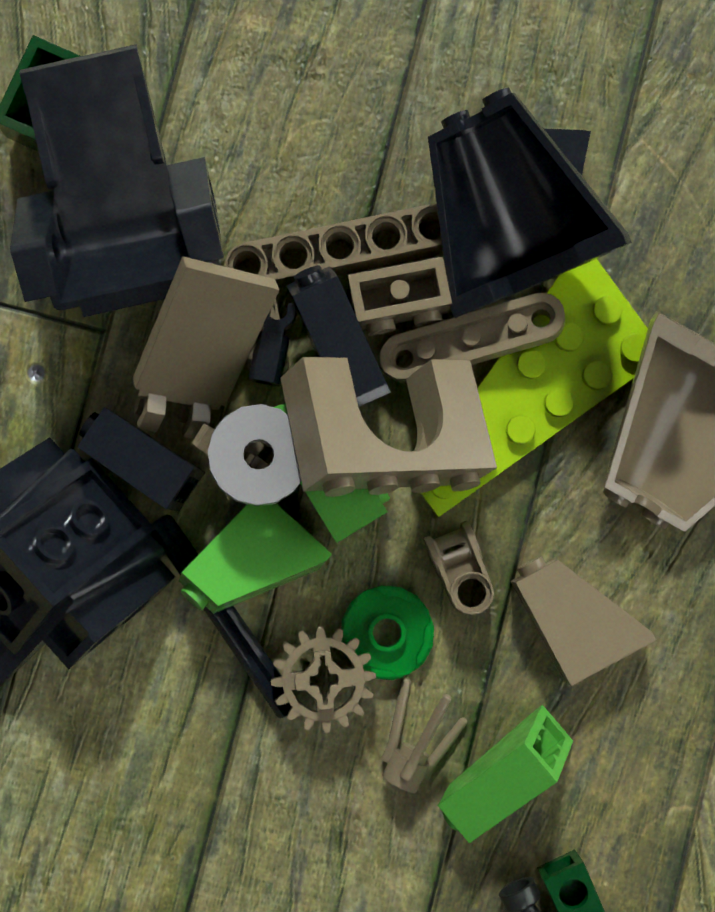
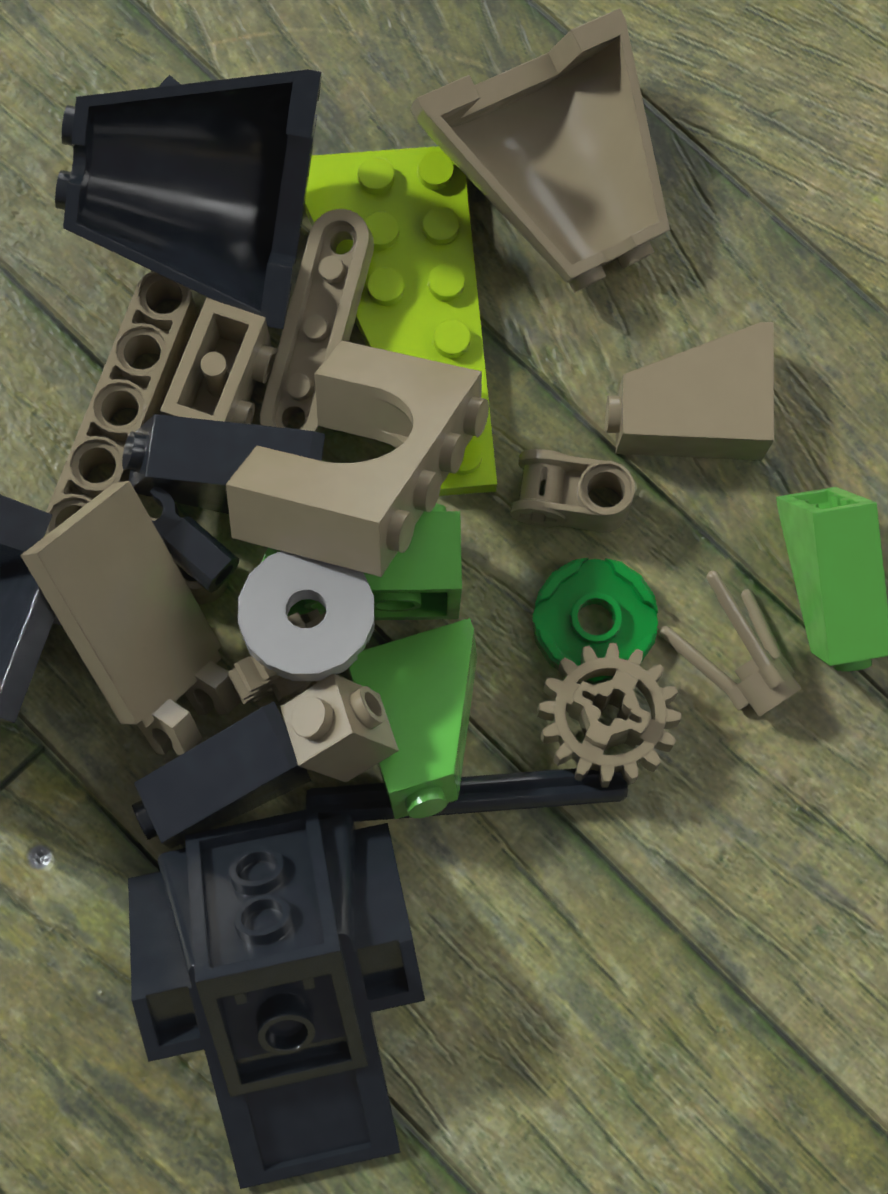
camera: 60 degrees left, 10 degrees down
(202, 517) = (339, 728): none -> dark tan brick

